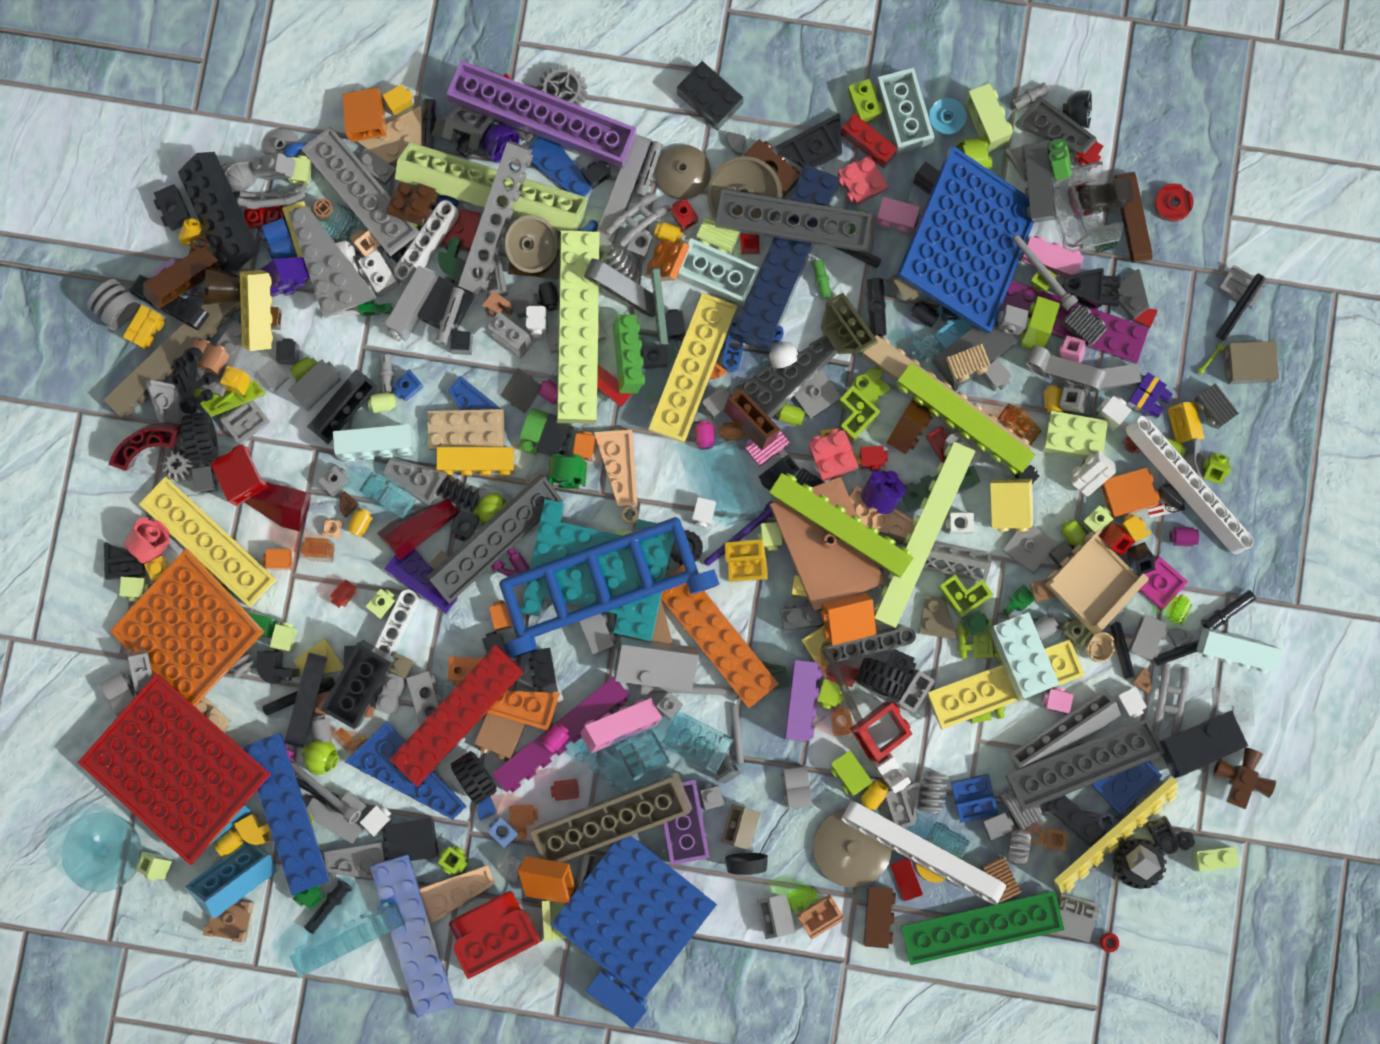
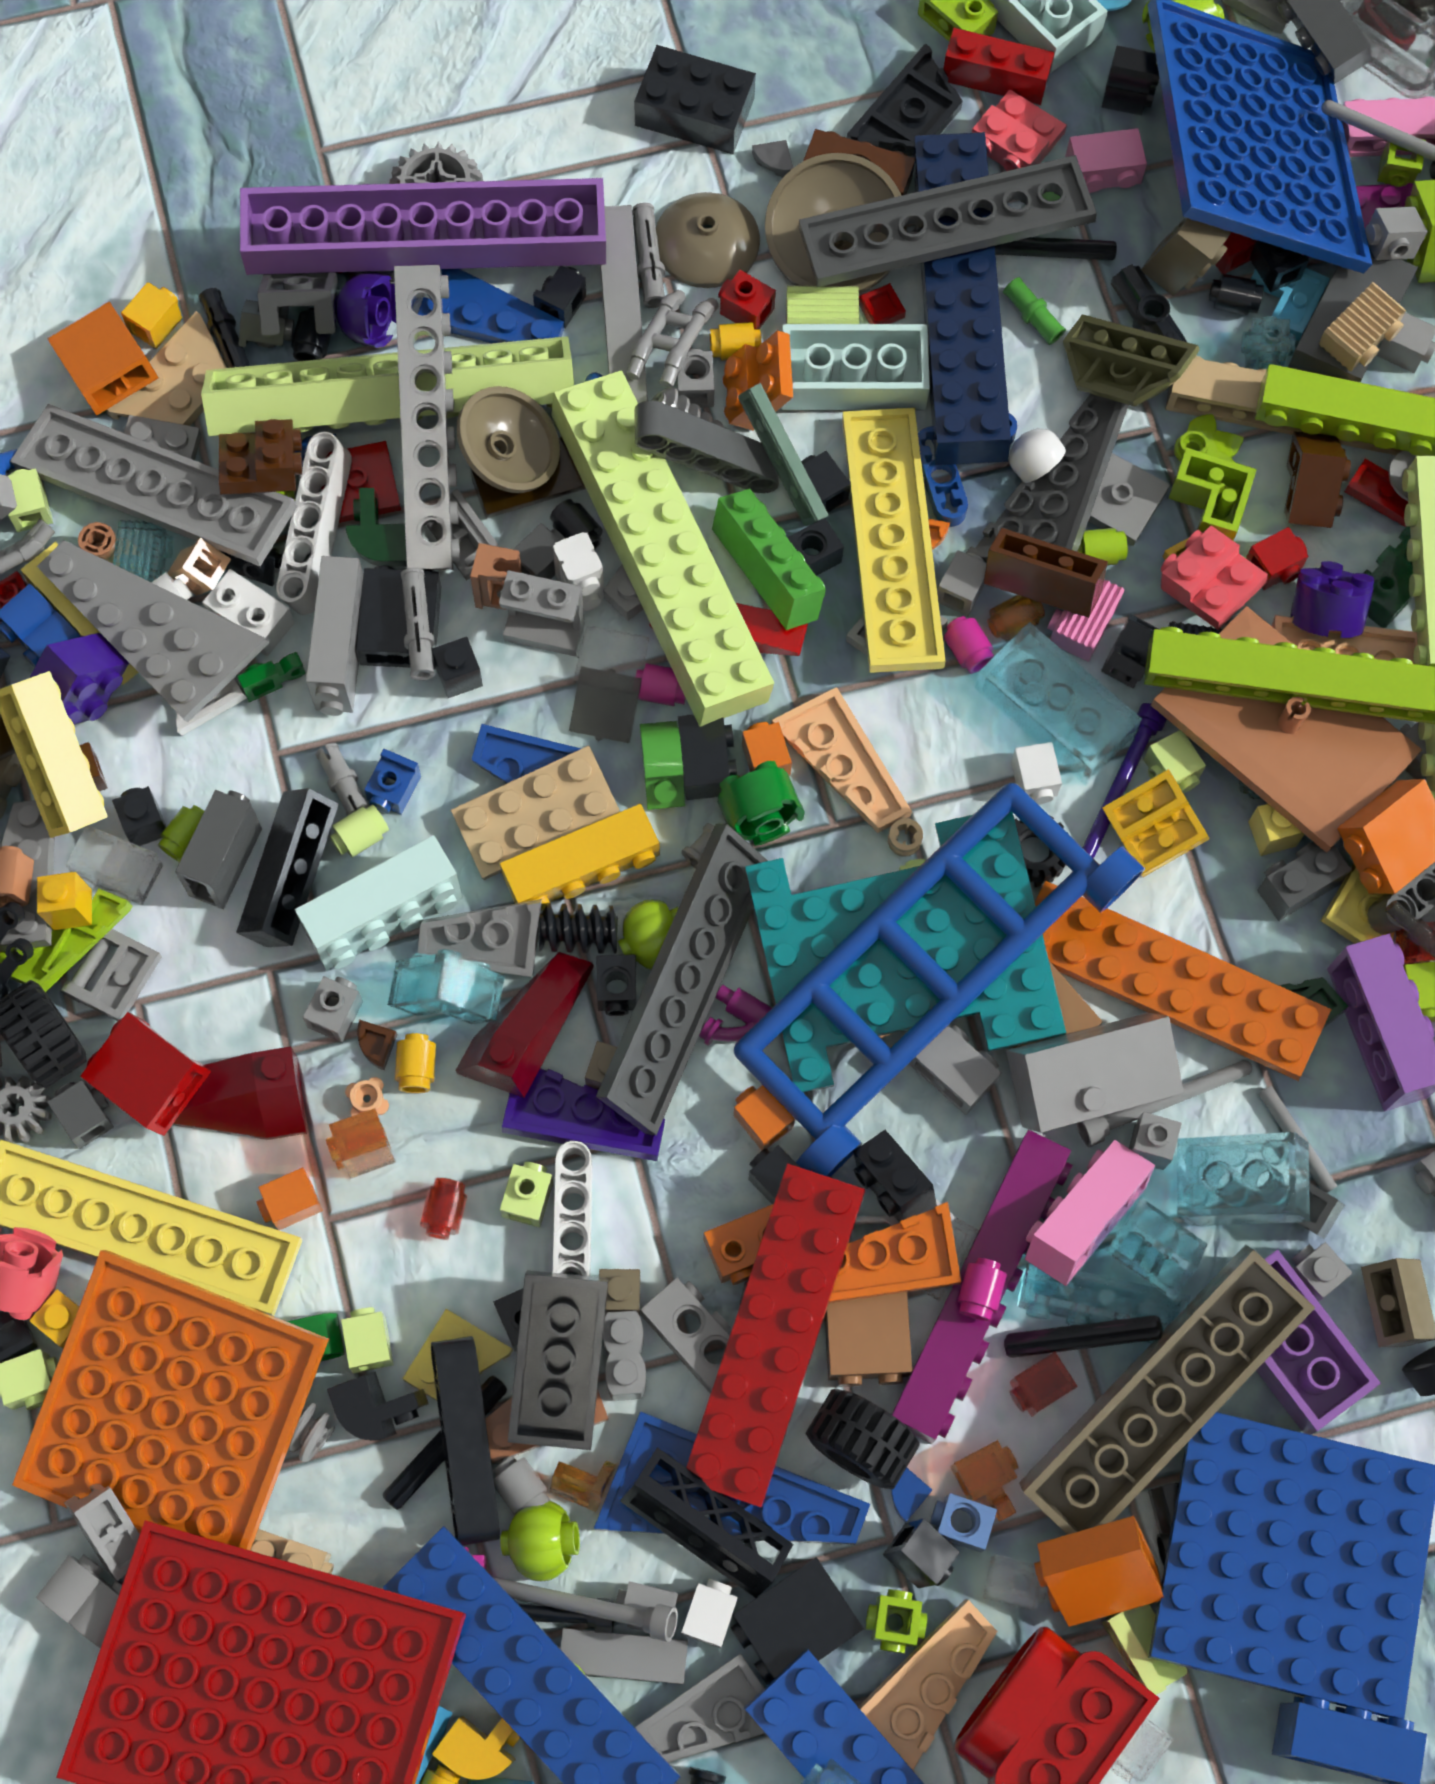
camera: 30 degrees left, 10 degrees down
(385, 783) = (700, 1534): none -> black fence
(477, 837) = (922, 1554): none -> black brick
(591, 777) = (1083, 1336): none -> black axle

